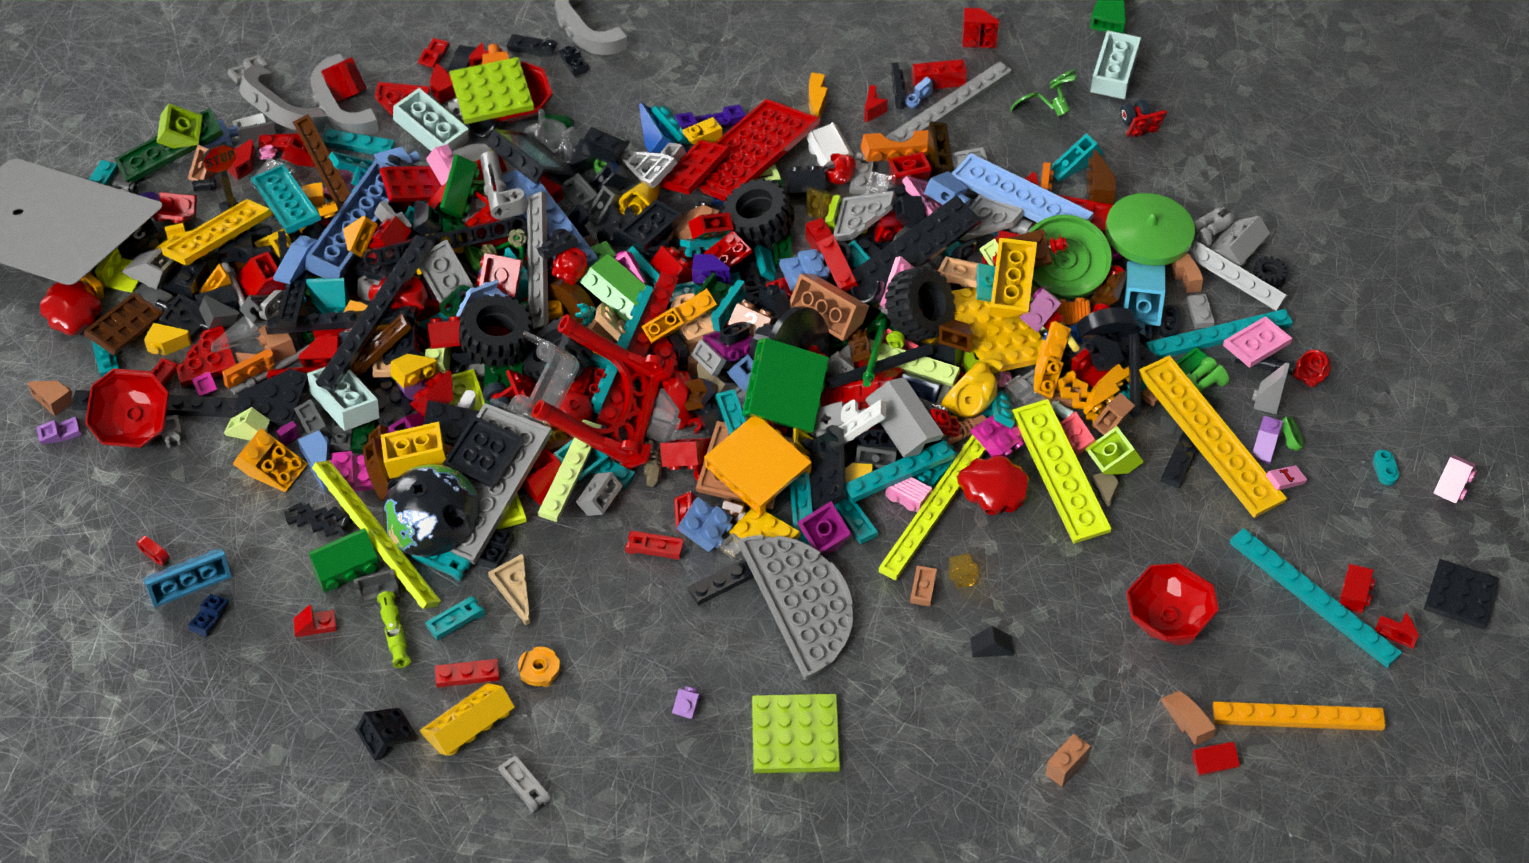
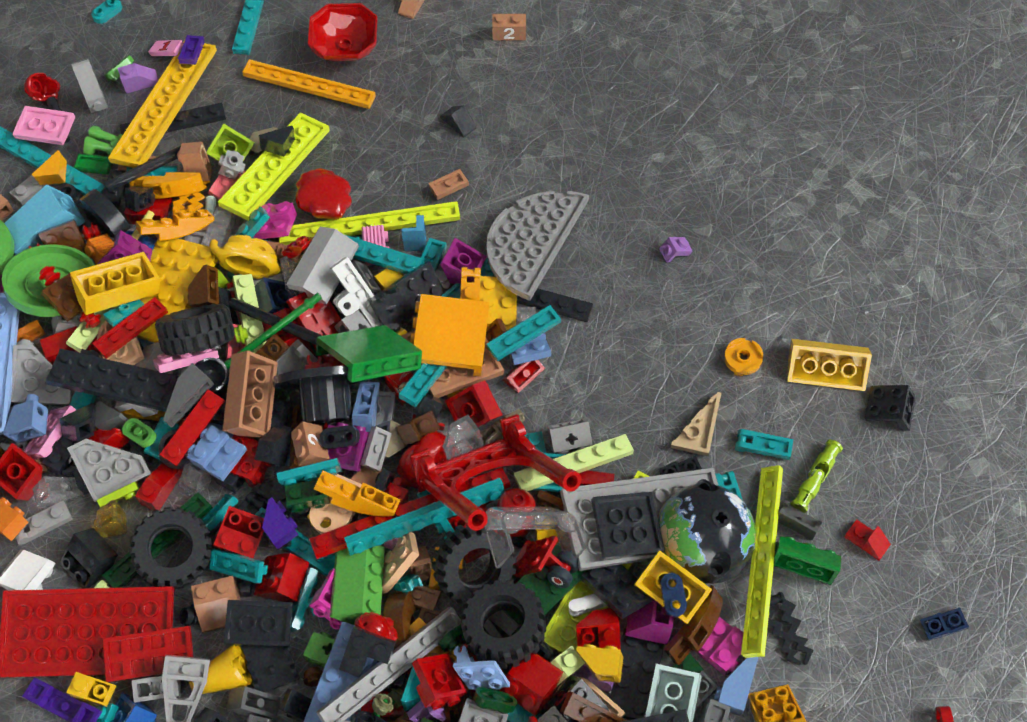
camera: 130 degrees left, 10 degrees up
(187, 577) = (940, 668): dark azure slope -> none
(405, 435) = (673, 594): none -> dark blue plate
(467, 673) = (794, 400): red plate -> none
(524, 783) = (832, 292): light grey plate -> none
(654, 545) = (574, 367): red plate -> none
(709, 513) = (523, 333): none -> teal plate
(711, 225) = (223, 563): red brick -> none
(790, 513) = (470, 290): none -> light orange plate
(795, 733) = (632, 177): lime plate -> none
(843, 169) = (53, 533): red hair -> none
(865, 266) = (188, 390): none -> dark grey slope
(869, 241) = (139, 432): none -> bright green plate
(884, 518) = (415, 238): none -> dark azure panel
(962, 570) = (415, 169): clear yellow brick -> none
(965, 274) = (130, 327): none -> red plate
(1077, 477) = (277, 141): none -> black slope
(1084, 434) = (231, 164): none -> light grey brick
(1142, 558) = (309, 84): none -> light orange plate
(1194, 322) = (52, 170): none -> light orange slope
(1259, 485) = (191, 49): none -> dark purple plate

